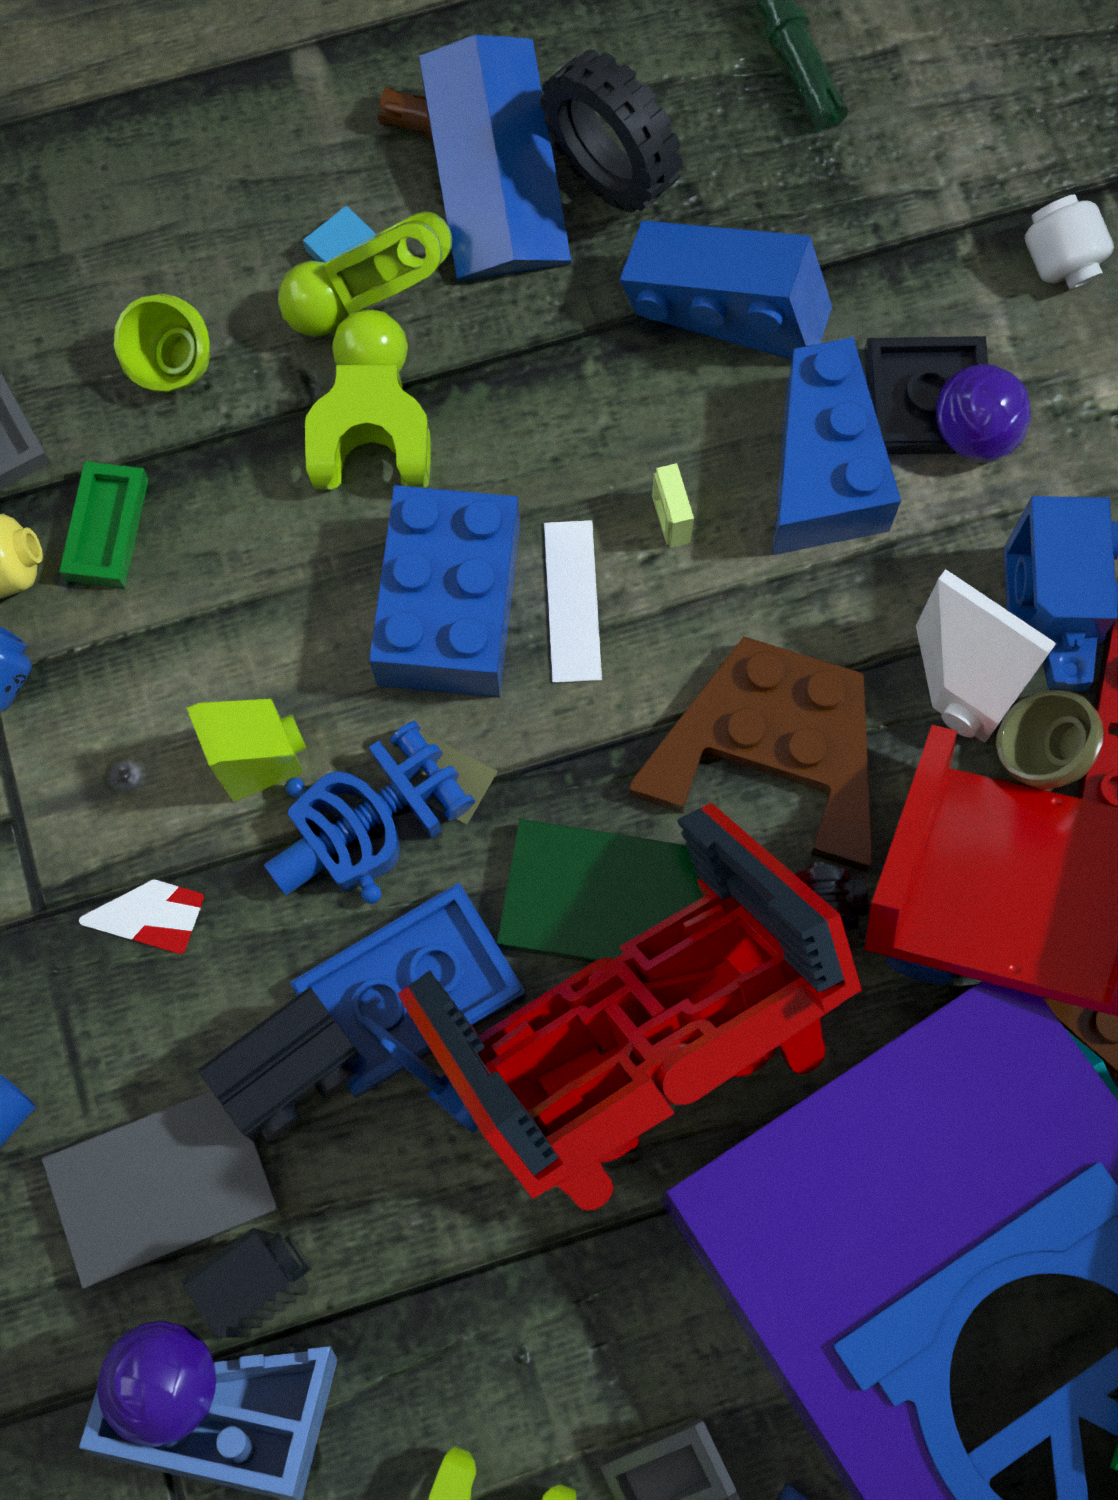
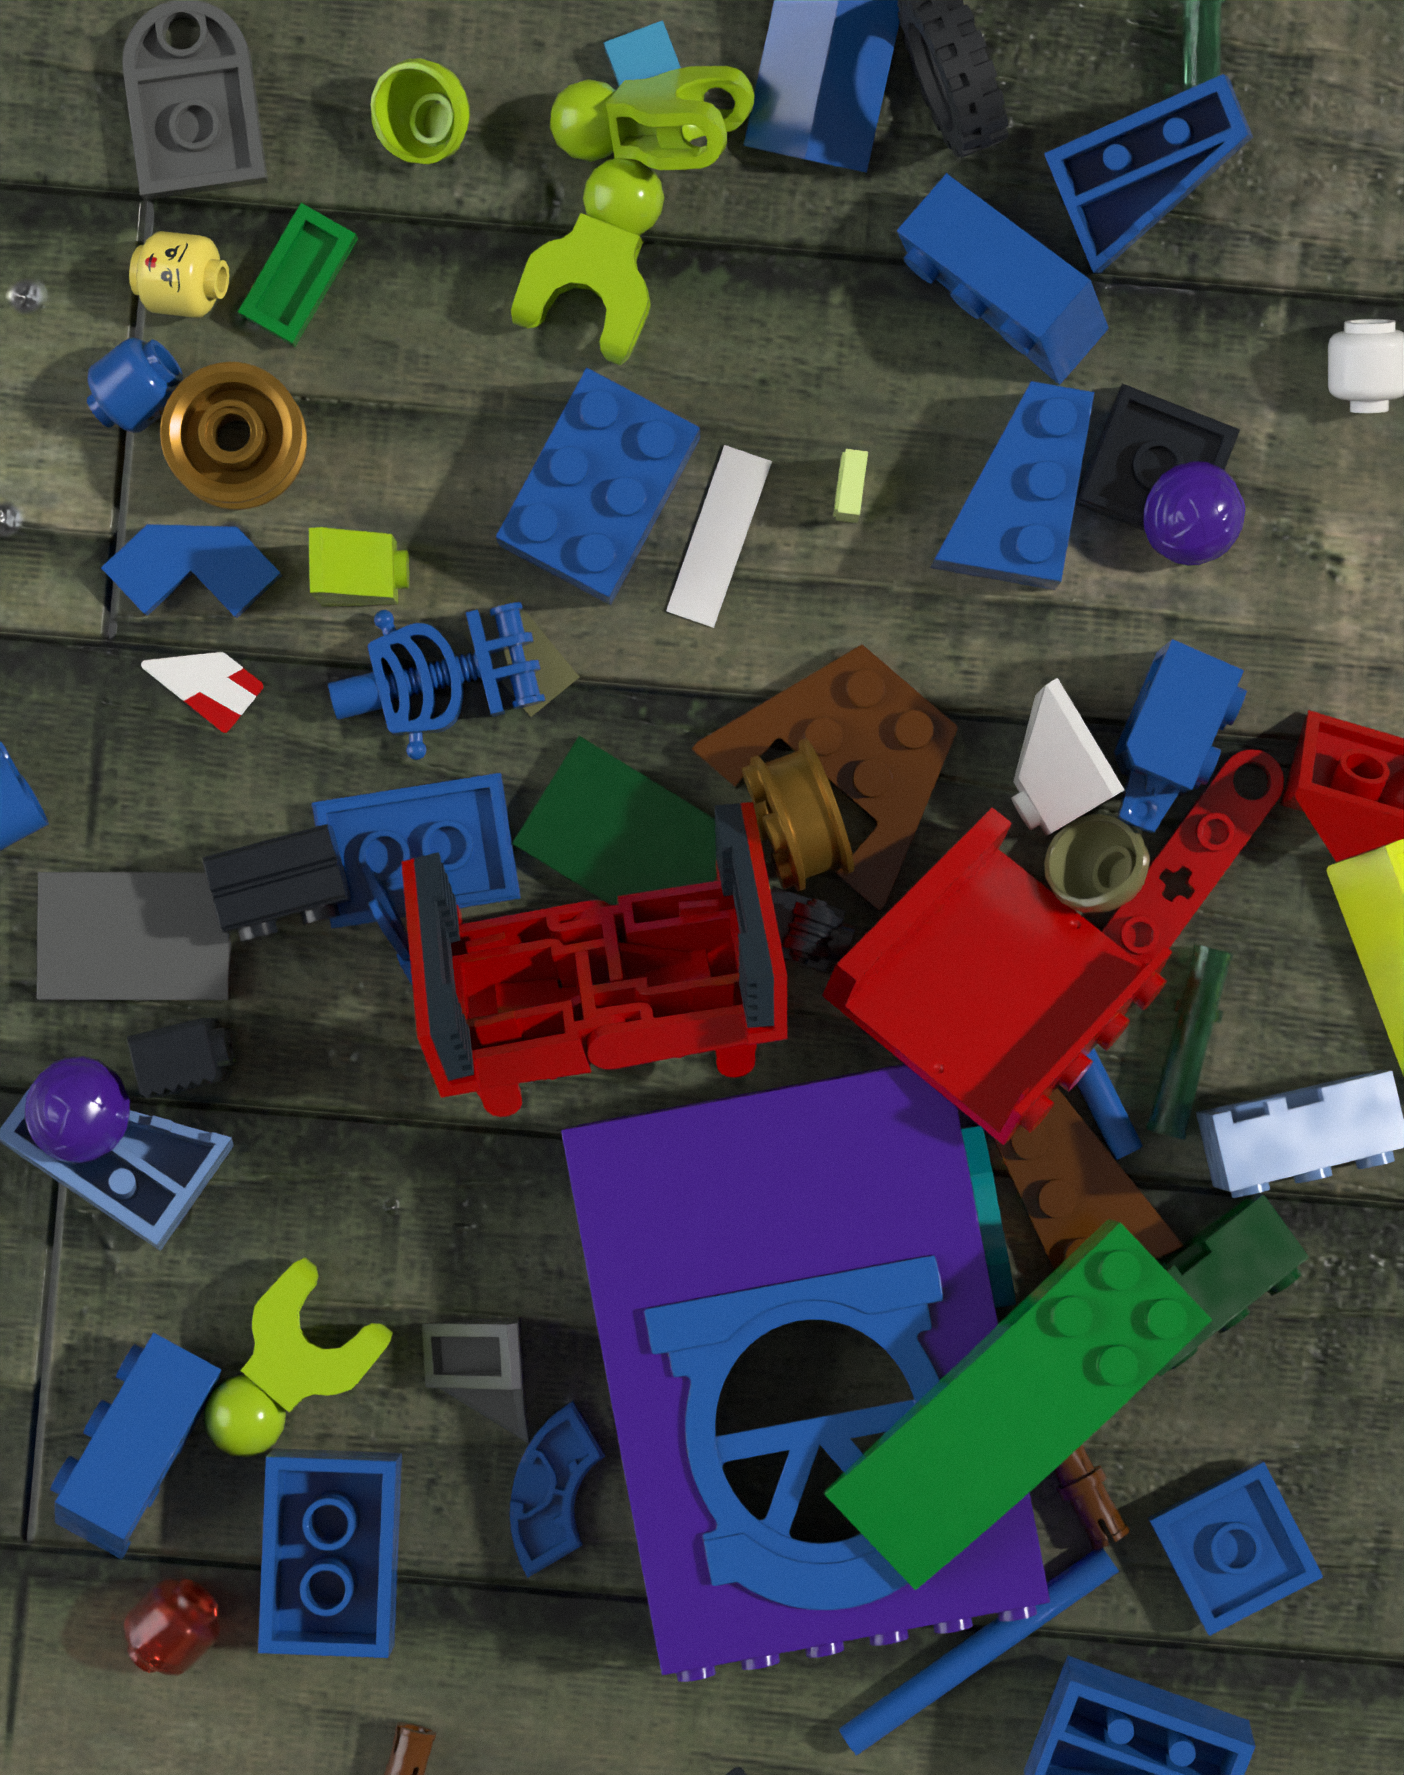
camera: 20 degrees right, 15 degrees up
(64, 648) = (224, 395): none -> pearl gold wheel
(69, 810) = (167, 555): none -> blue tile
(764, 792) = (798, 816): none -> pearl gold wheel
(807, 146) = (1145, 165): none -> blue wedge

